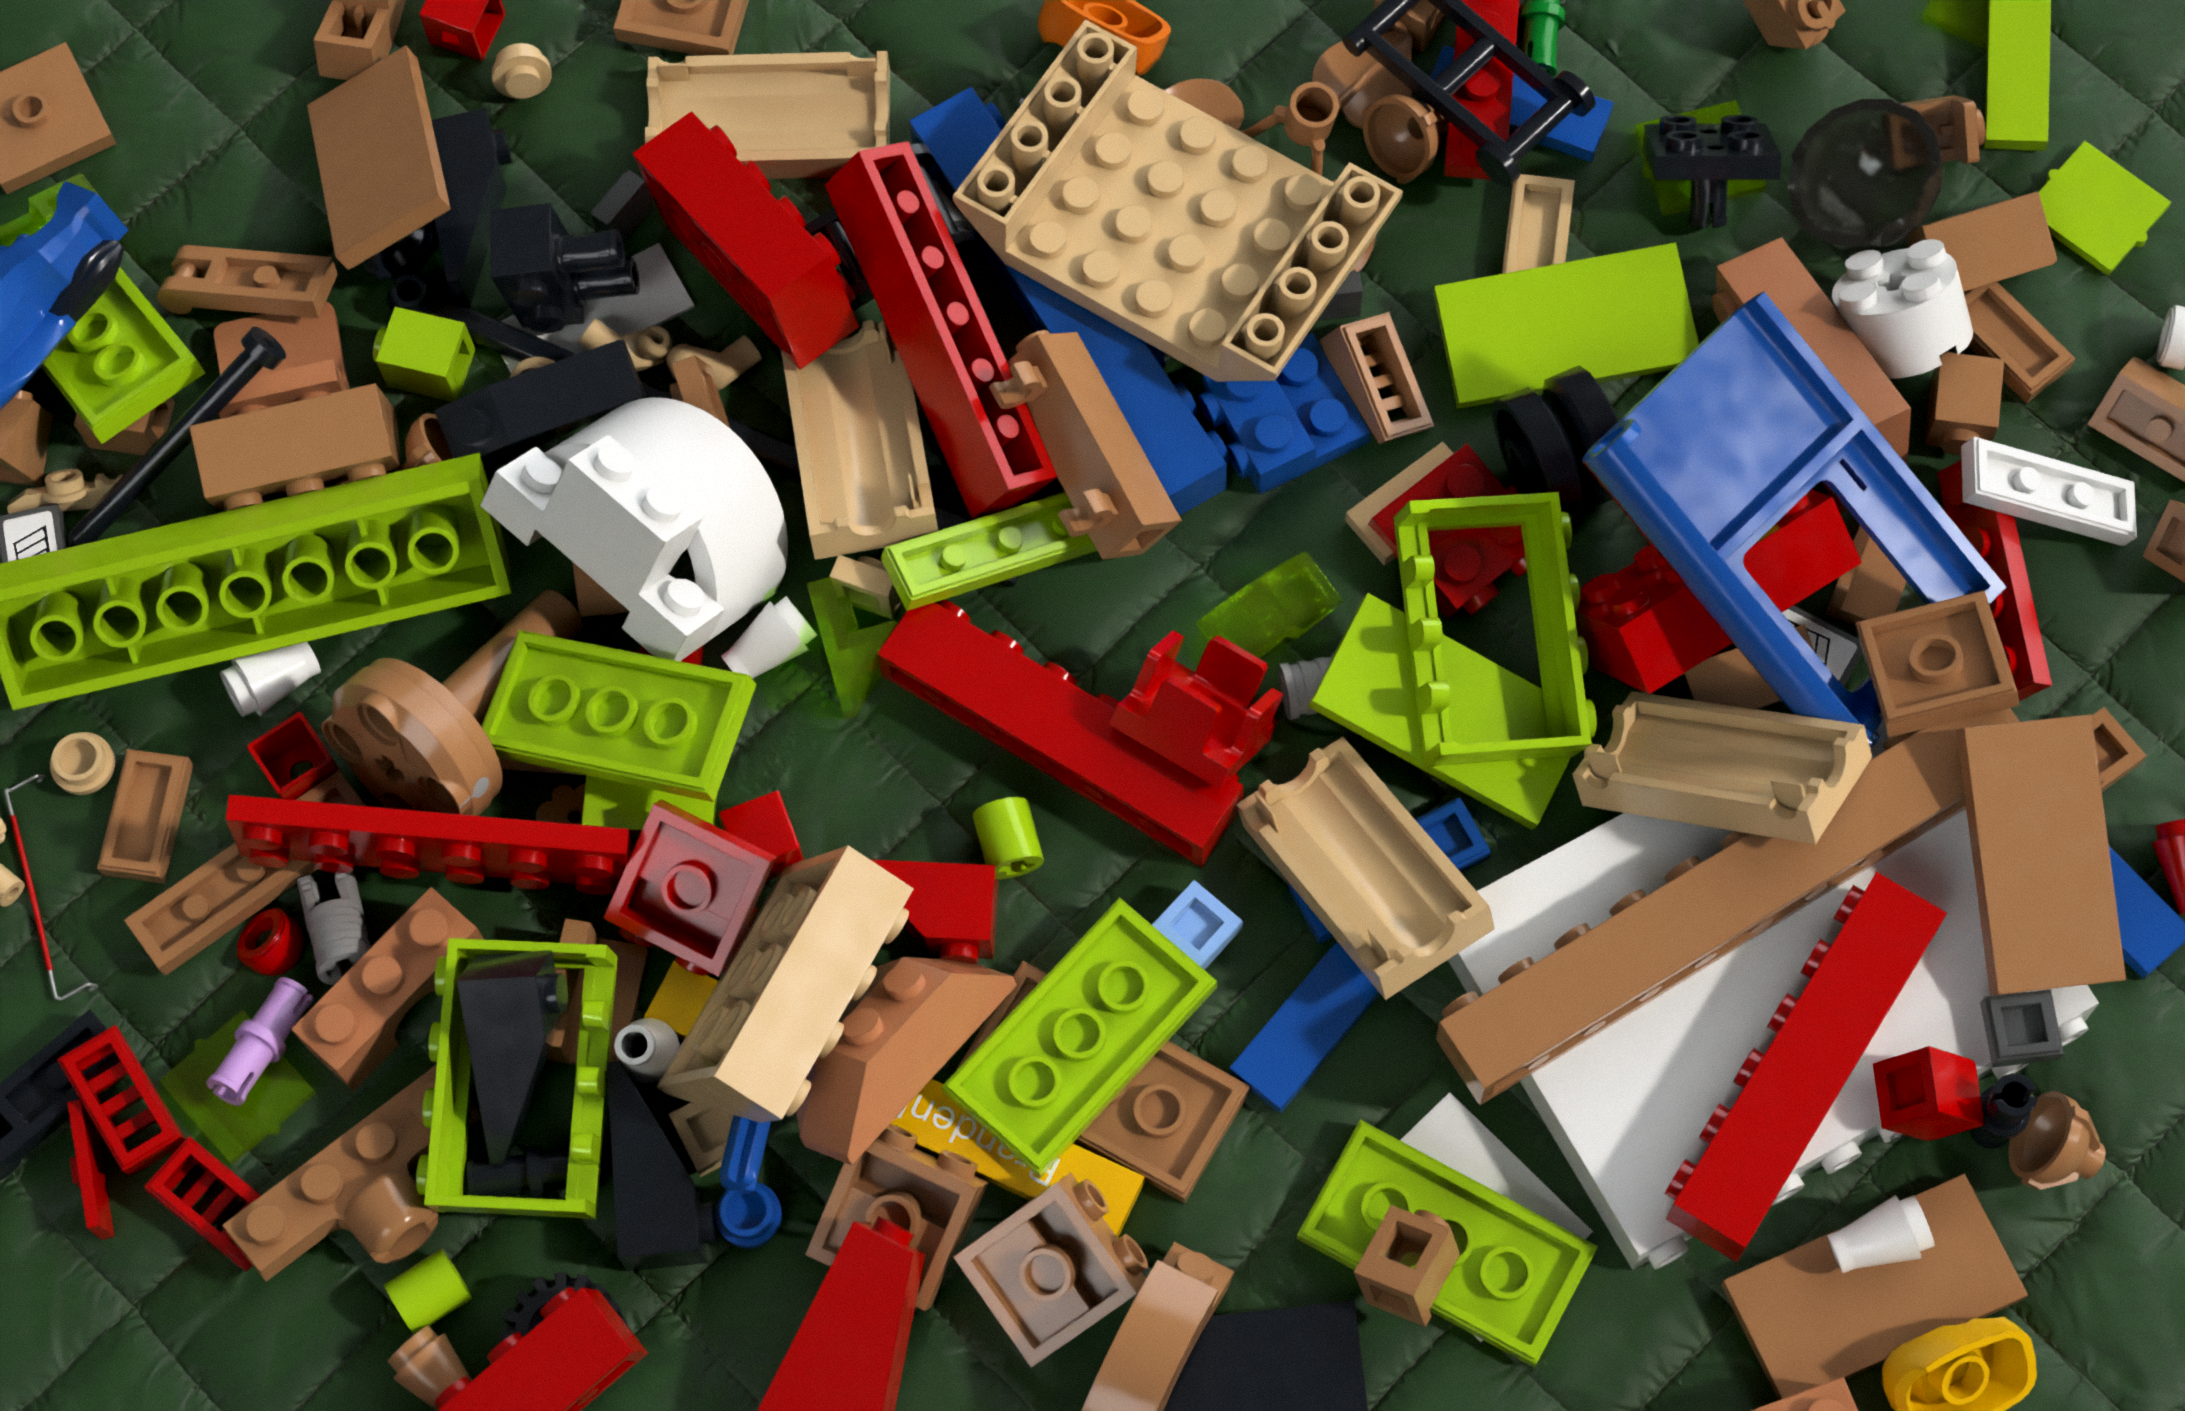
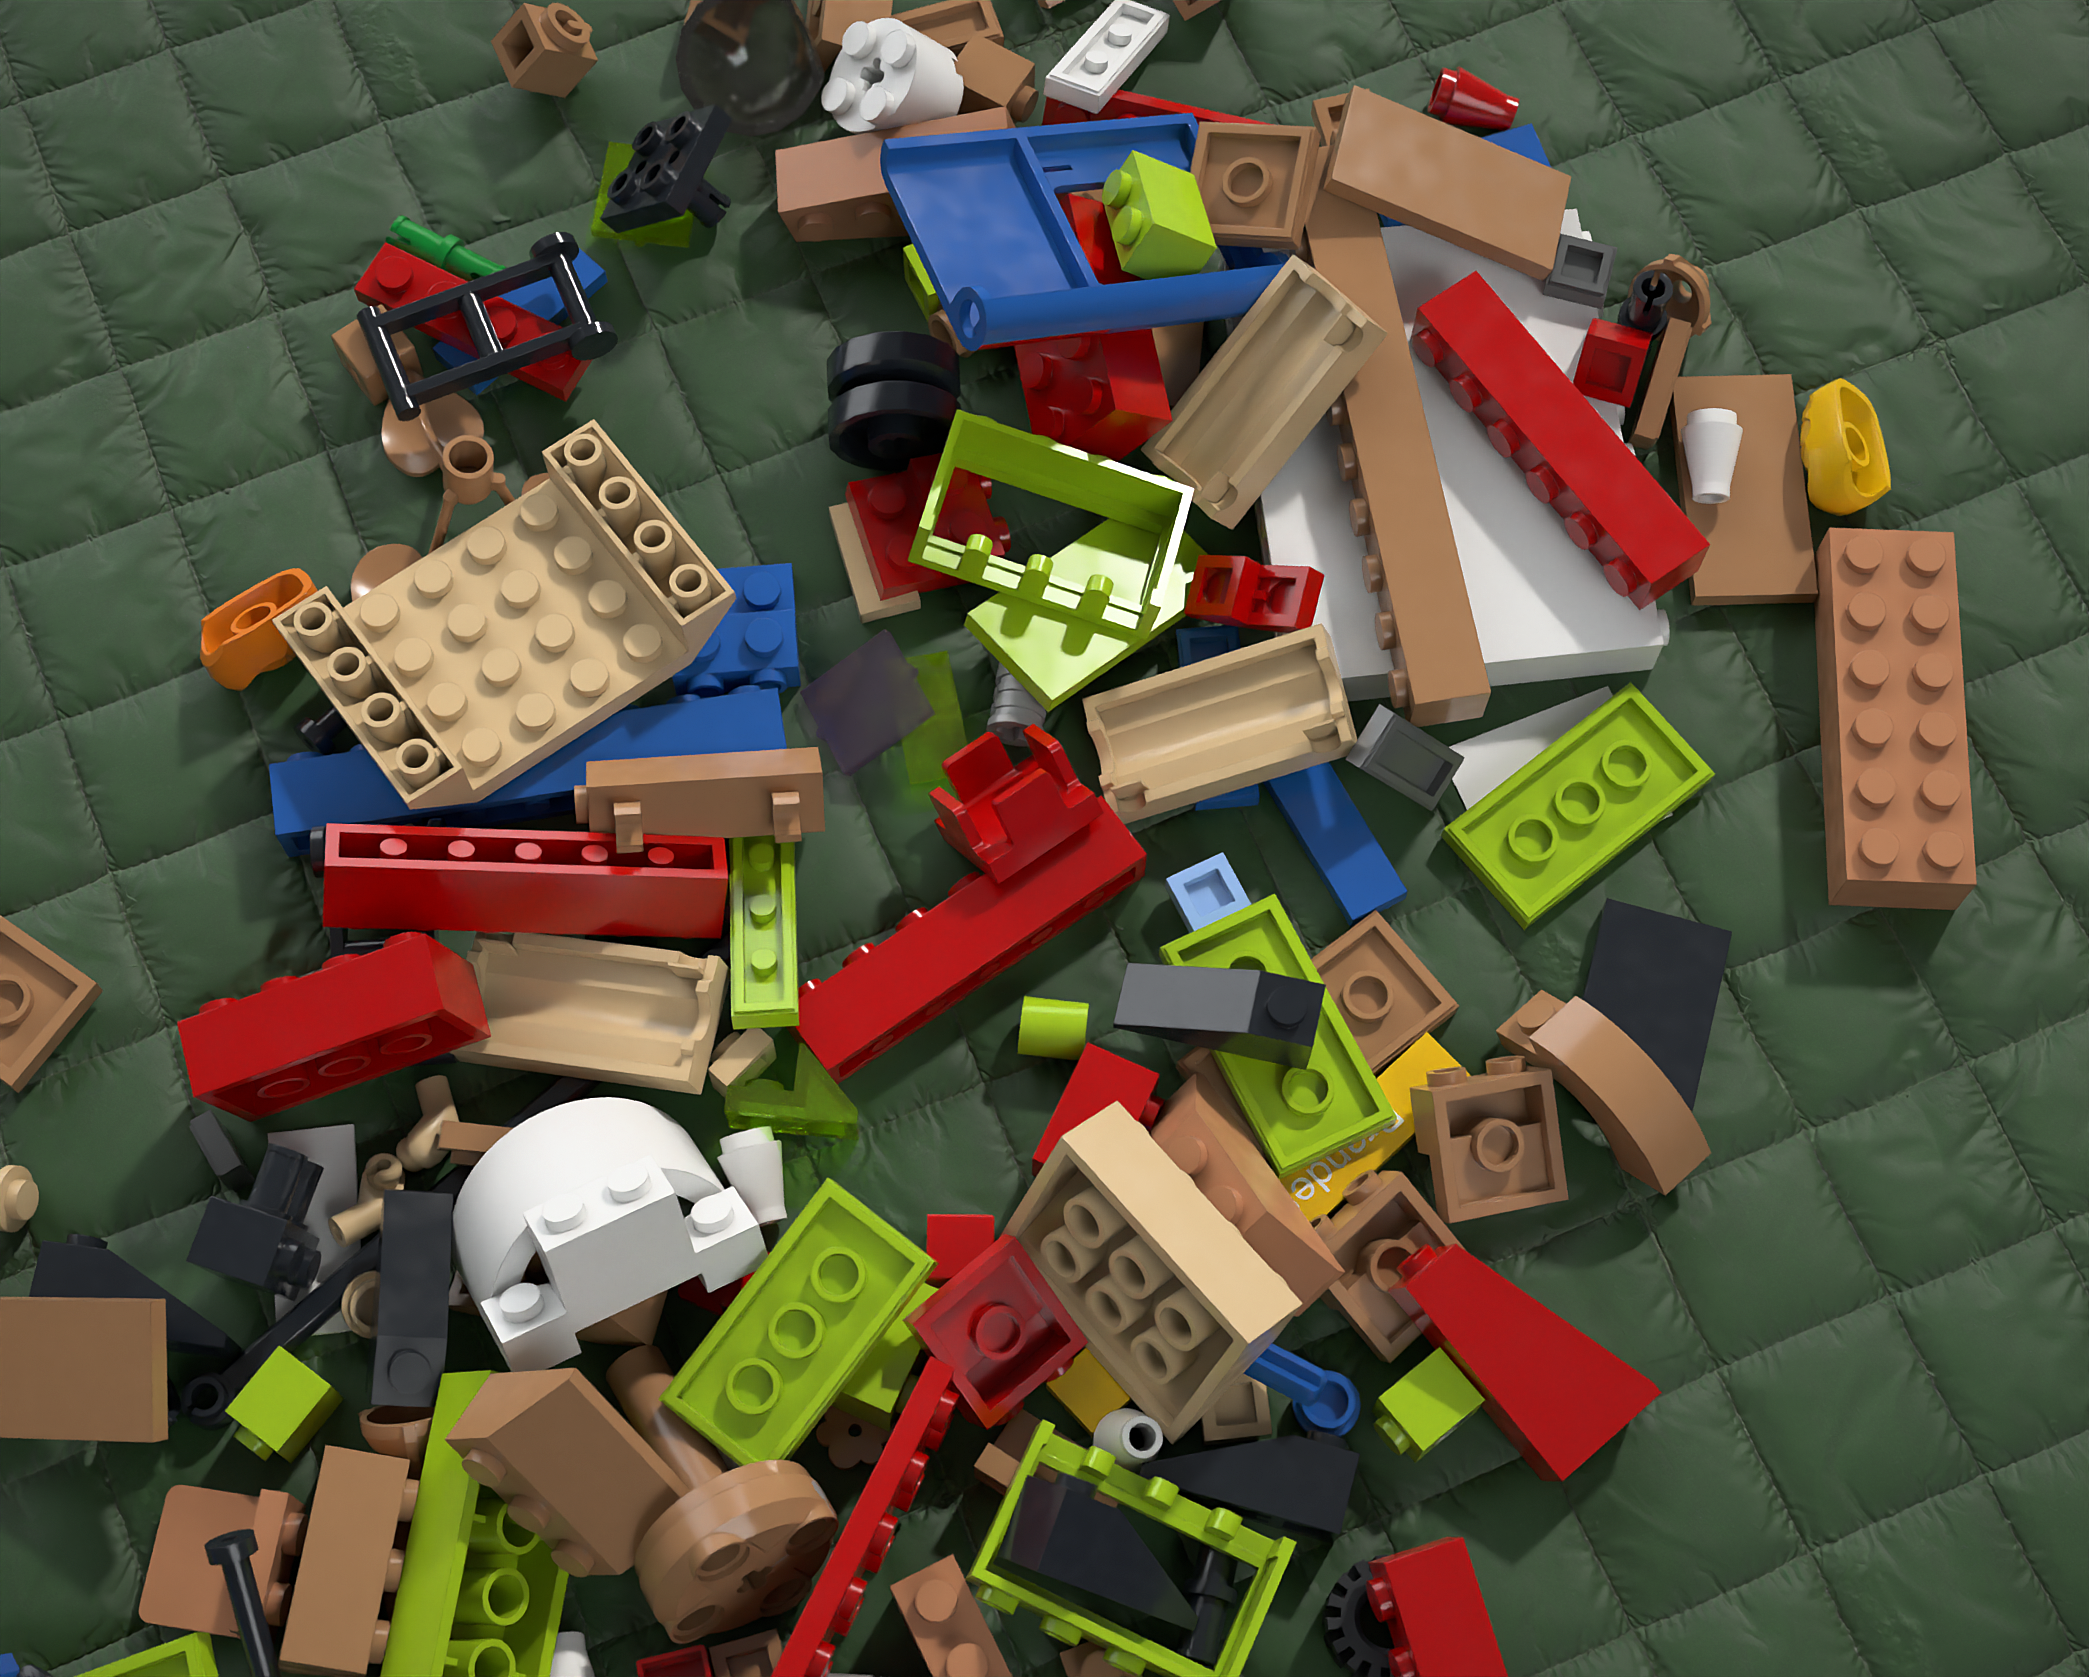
camera: 75 degrees left, 0 degrees up
(247, 281) = (108, 1564): medium nougat plate -> none
(416, 568) = (566, 1467): none -> medium nougat slope
(768, 1297) = (1425, 1406): none -> lime brick
(779, 110) = (194, 942): tan gear -> none
(1069, 971) = (1223, 1010): none -> slope
(1256, 551) = (867, 702): none -> clear purple piece
(1387, 354) = (727, 528): medium nougat slope -> none
(1399, 1243) = (1621, 850): medium nougat brick -> none
(1402, 135) = (515, 423): medium nougat piece -> none
(1402, 1047) = (1405, 757): none -> dark grey tile
(1511, 844) = (1252, 594): none -> red slope
(1537, 222) = (663, 353): tan tile -> none
(1604, 312) = (763, 363): lime tile -> none
(1843, 587) = (1157, 219): none -> lime brick
(1939, 1158) = (1660, 383): none -> medium nougat tile

